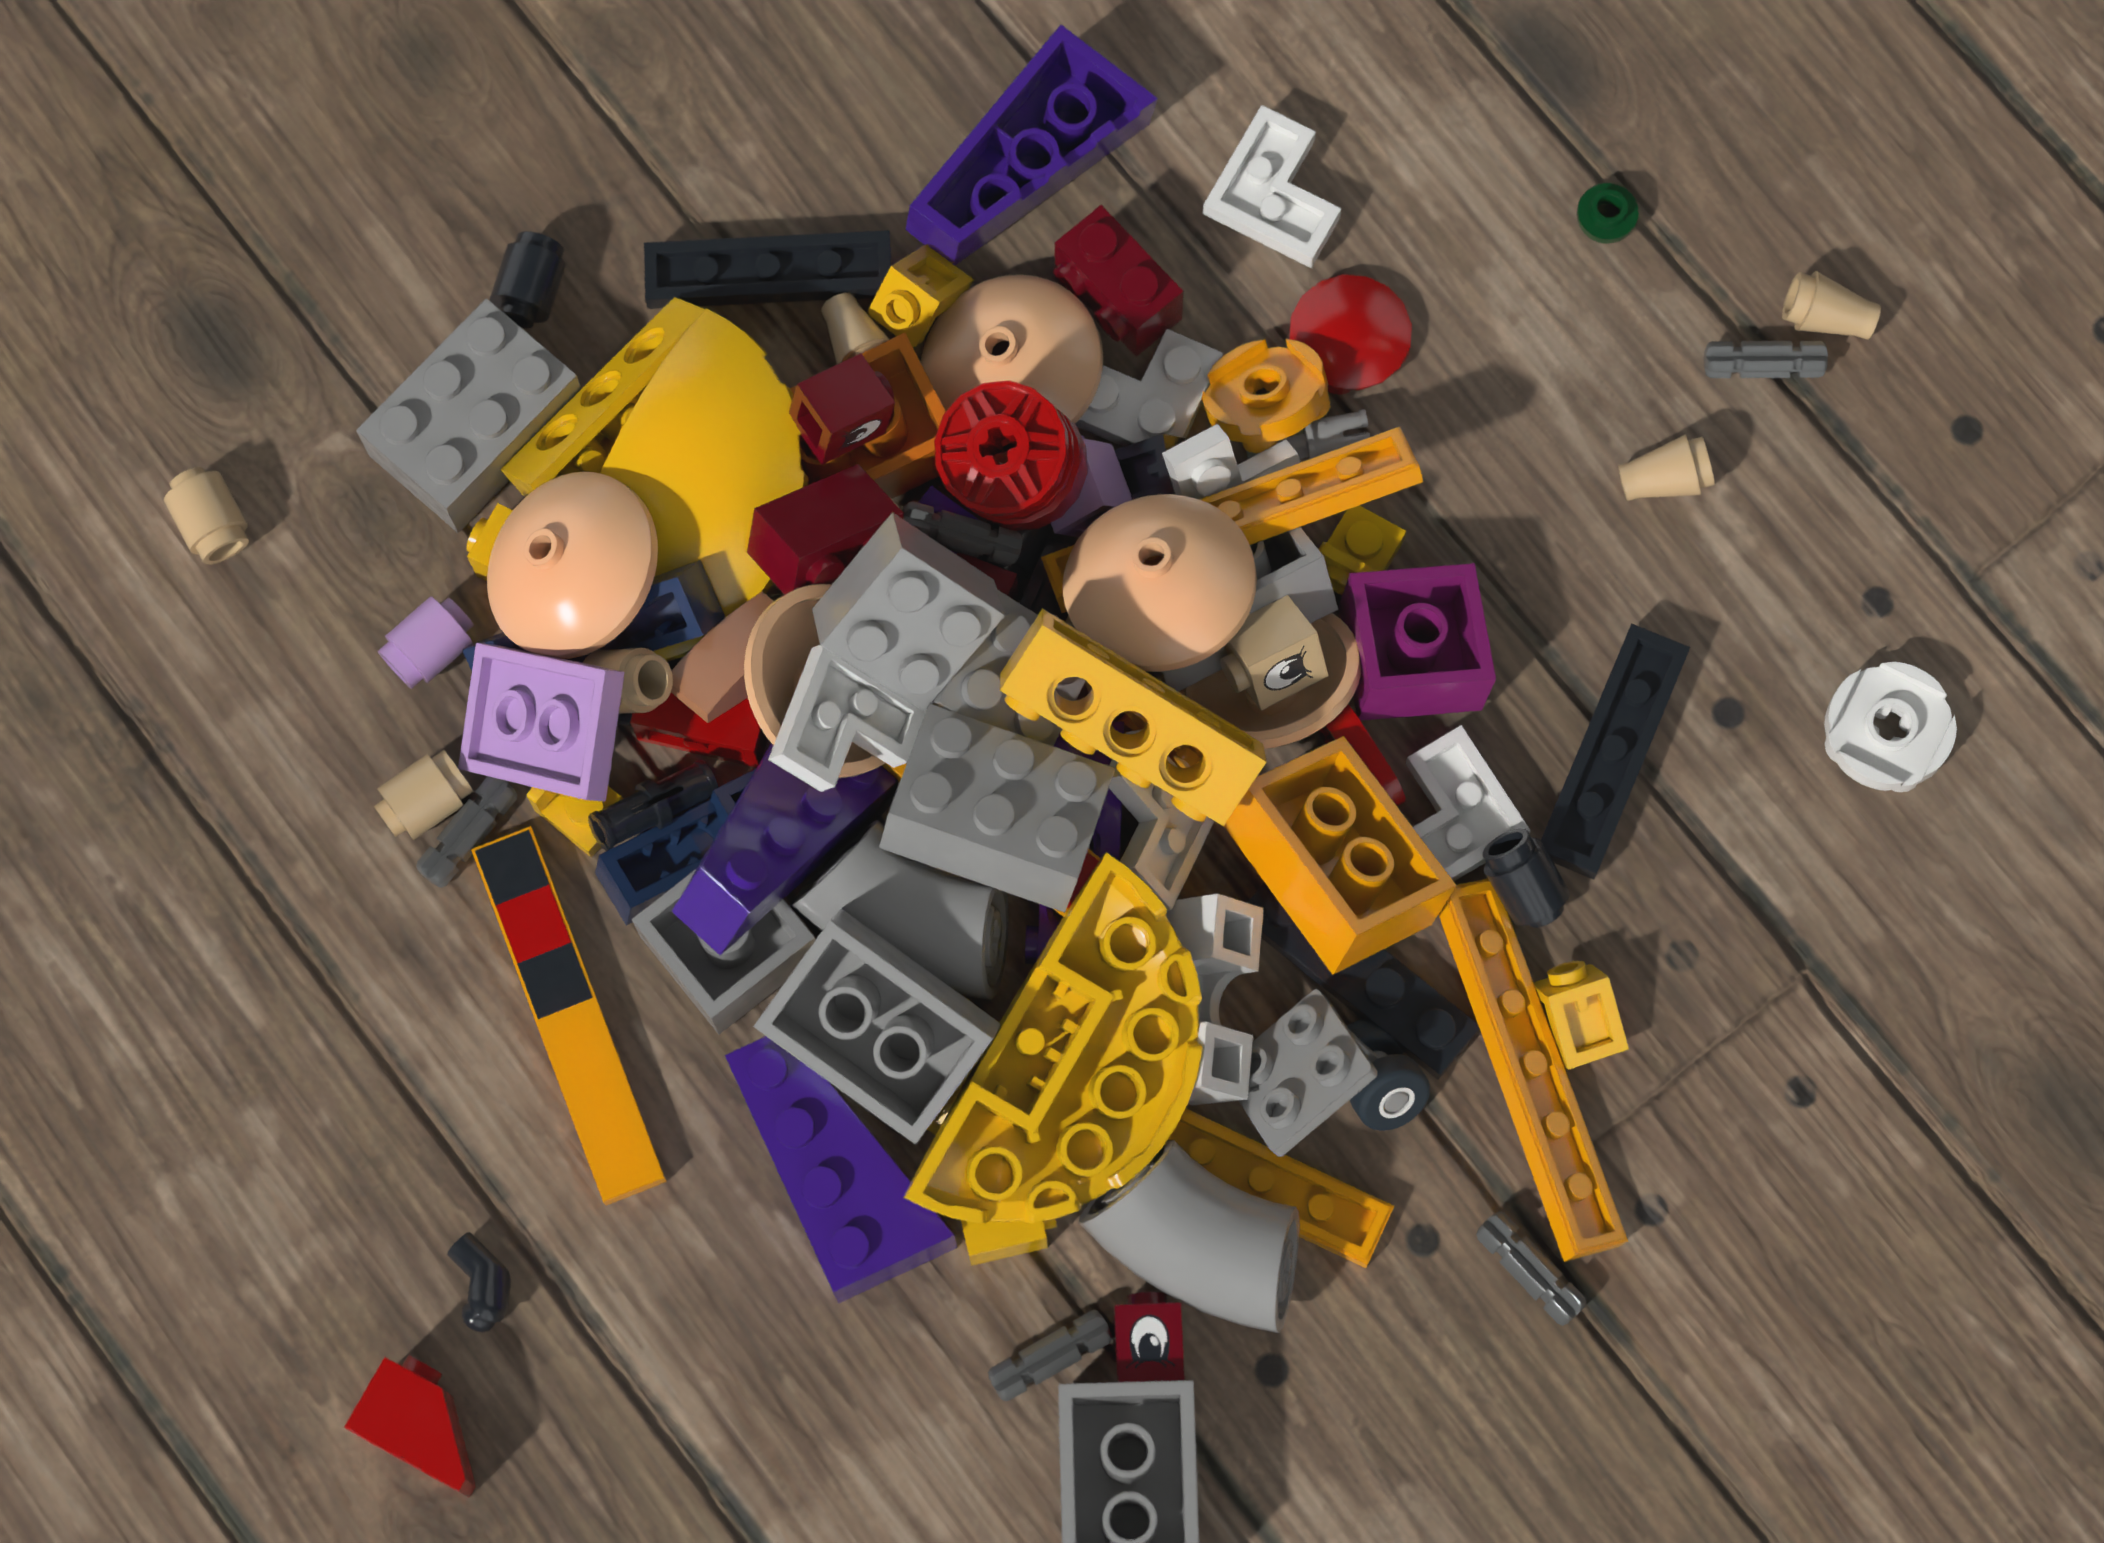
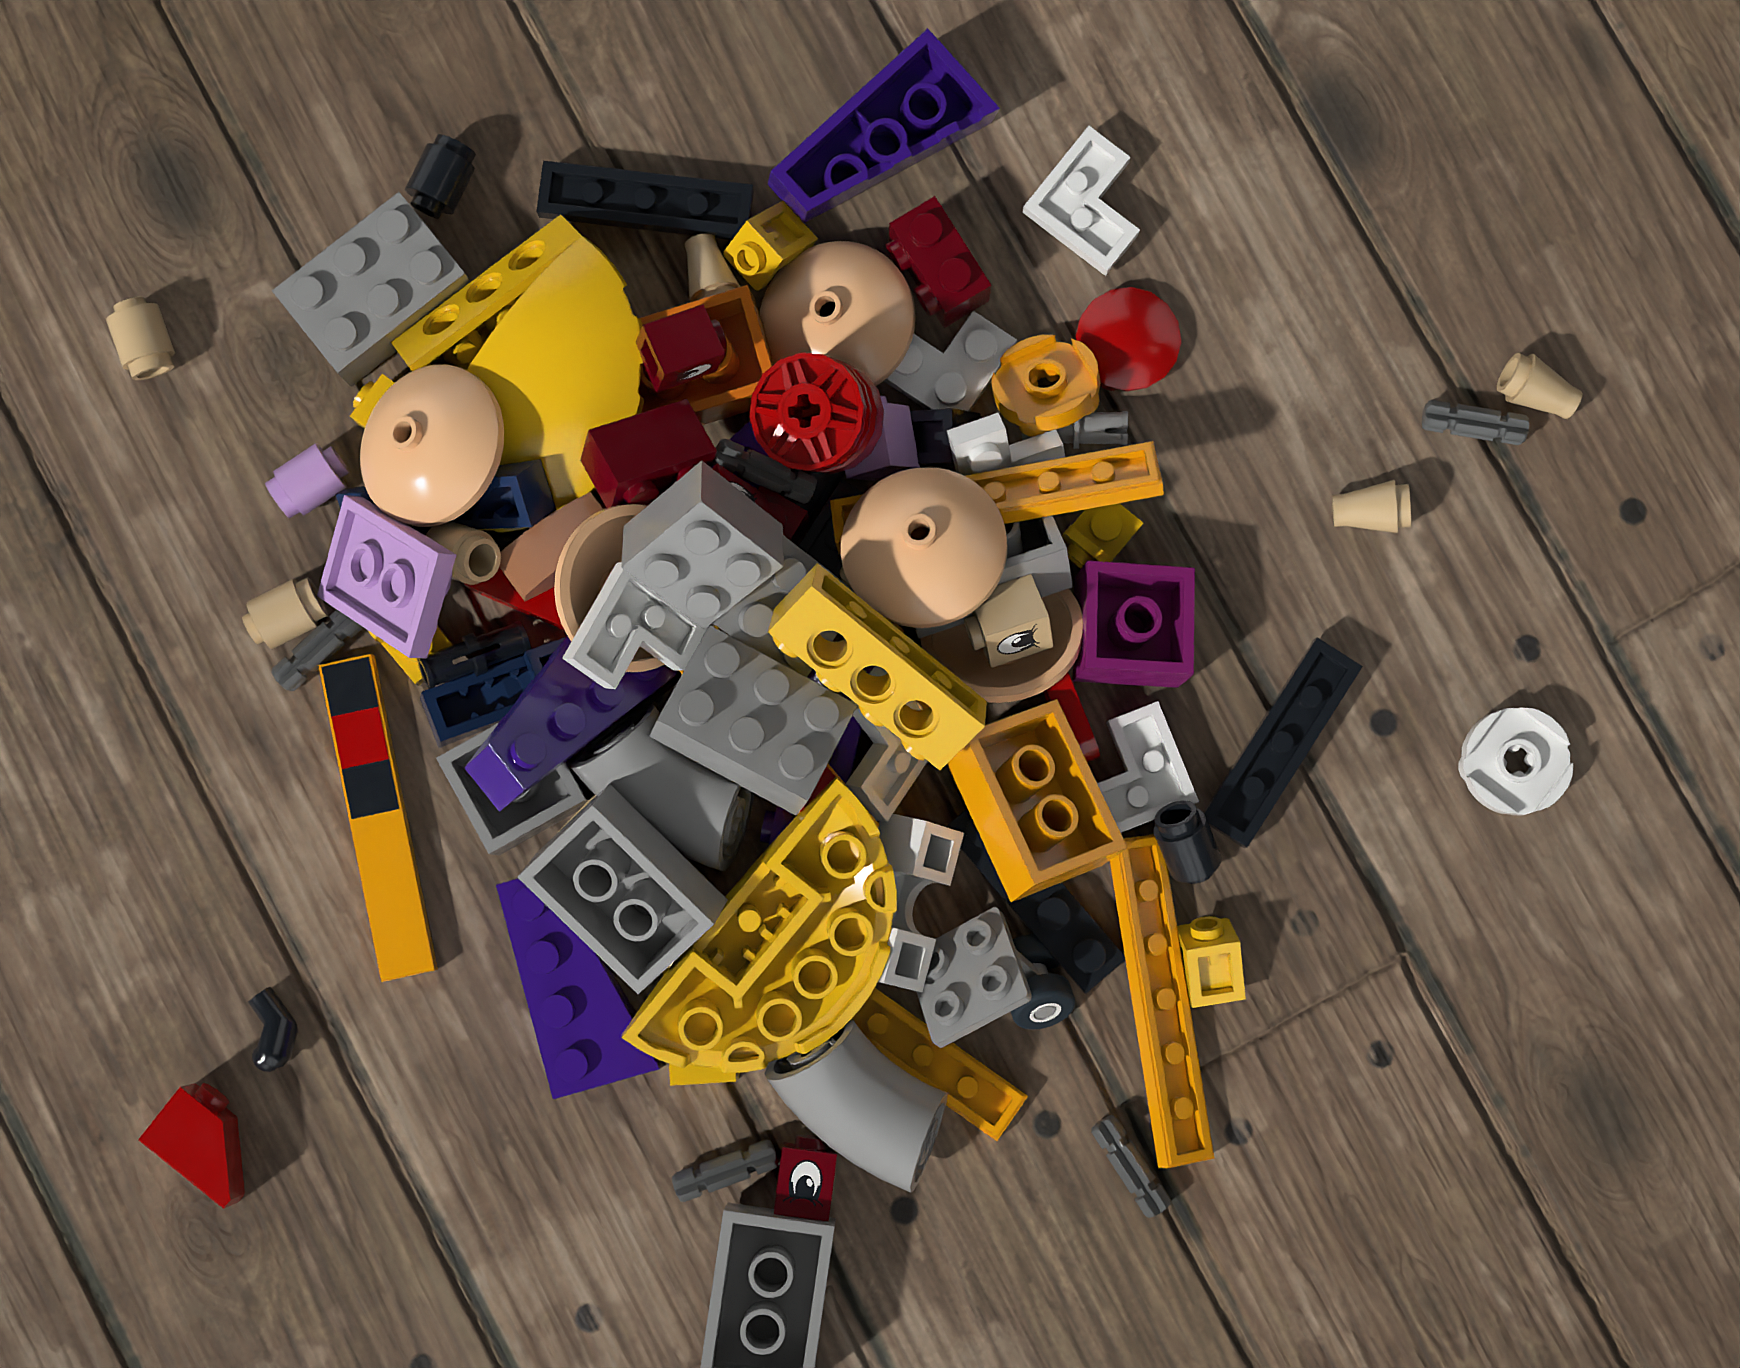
camera: 10 degrees right, 10 degrees up
(1602, 228) = (1358, 283): dark green plate -> none

